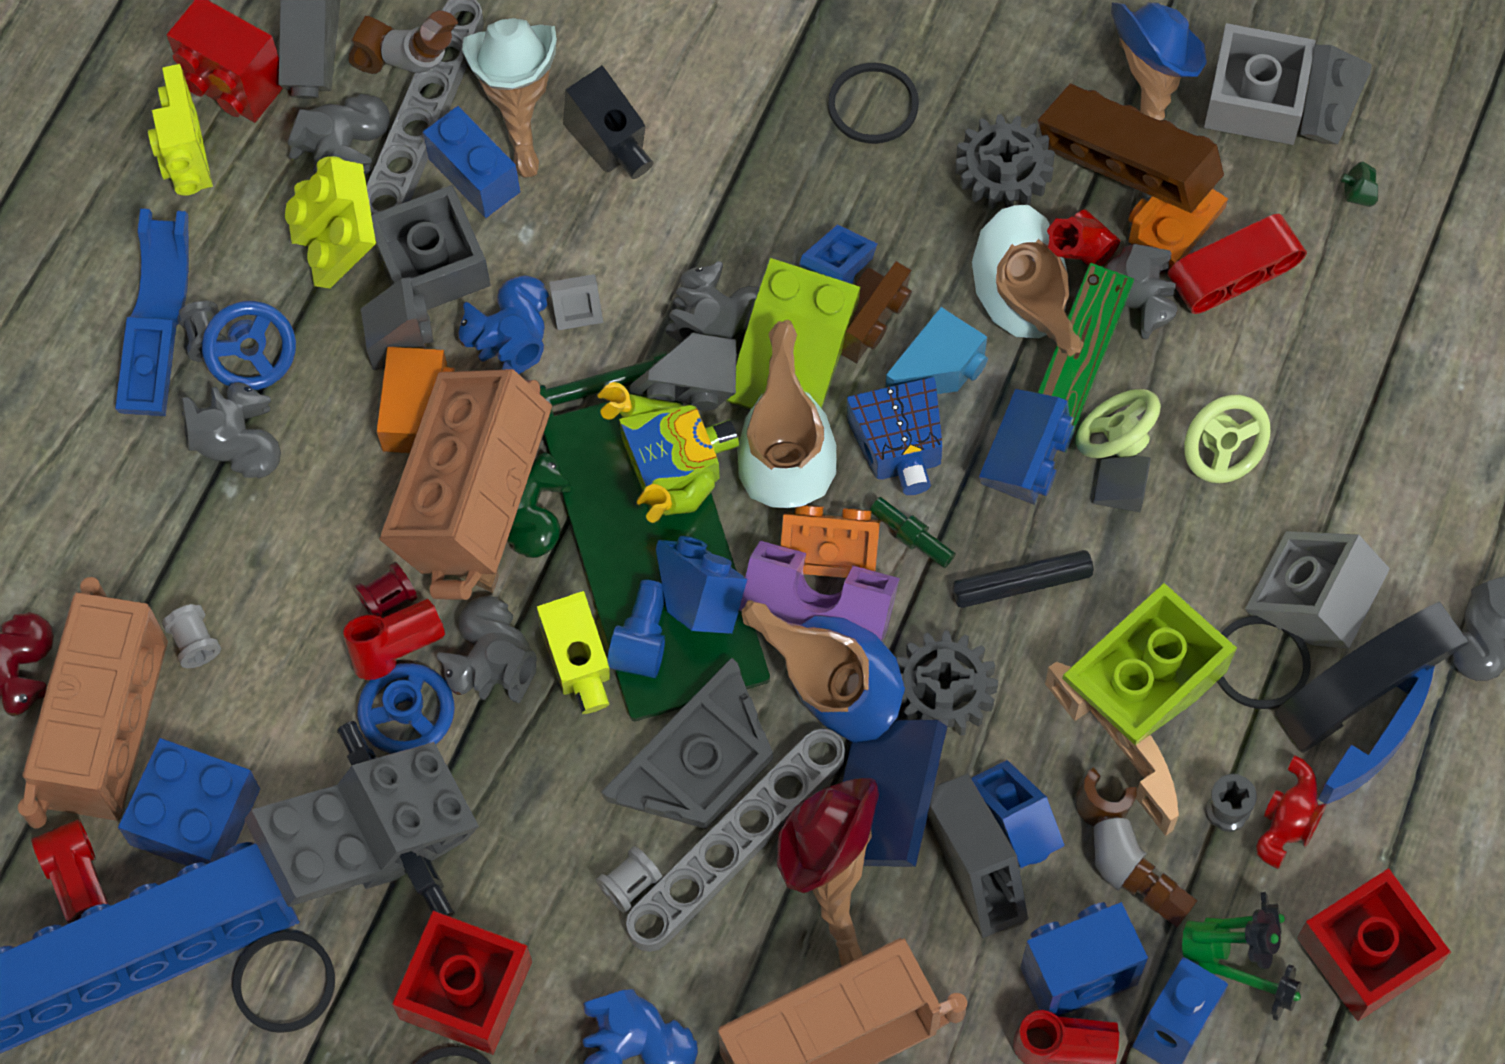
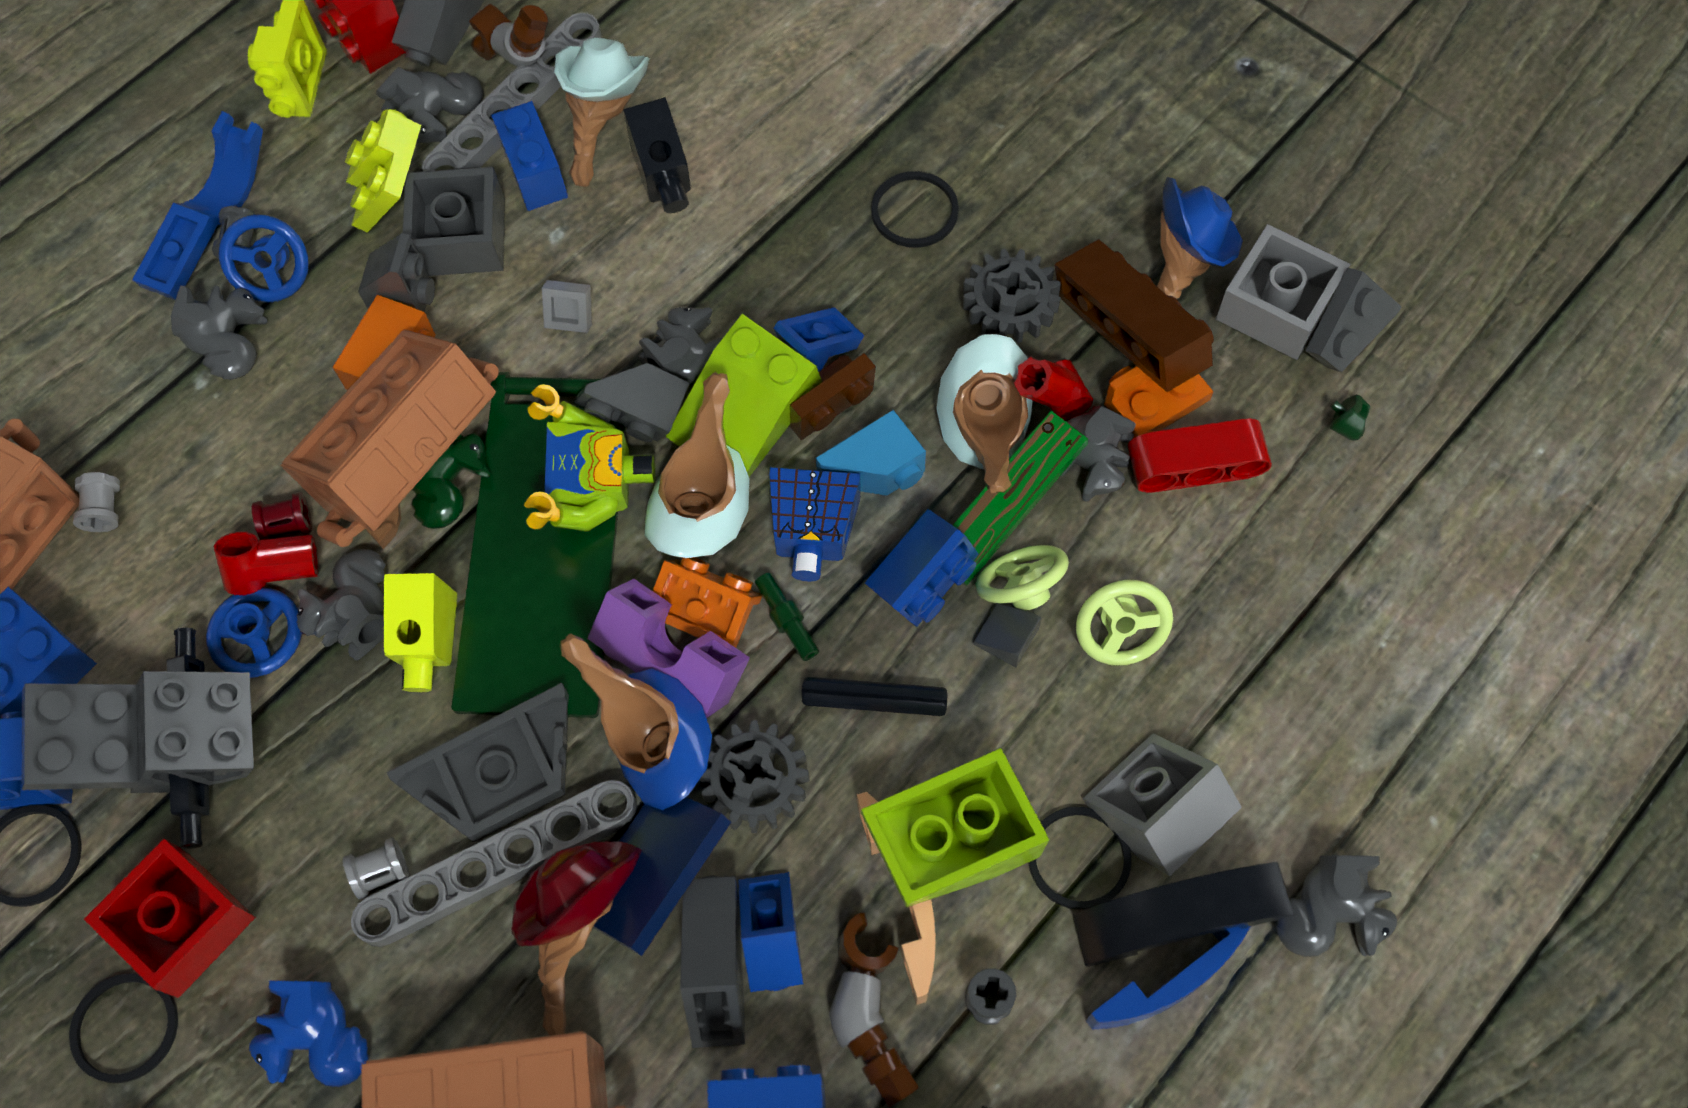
camera: 20 degrees right, 0 degrees up
(513, 332) = (500, 316): blue animal -> none
(638, 643) = (482, 641): blue pin -> none
(699, 586) = (555, 601): blue slope -> none
(1292, 815) = (1050, 1031): red piece -> none

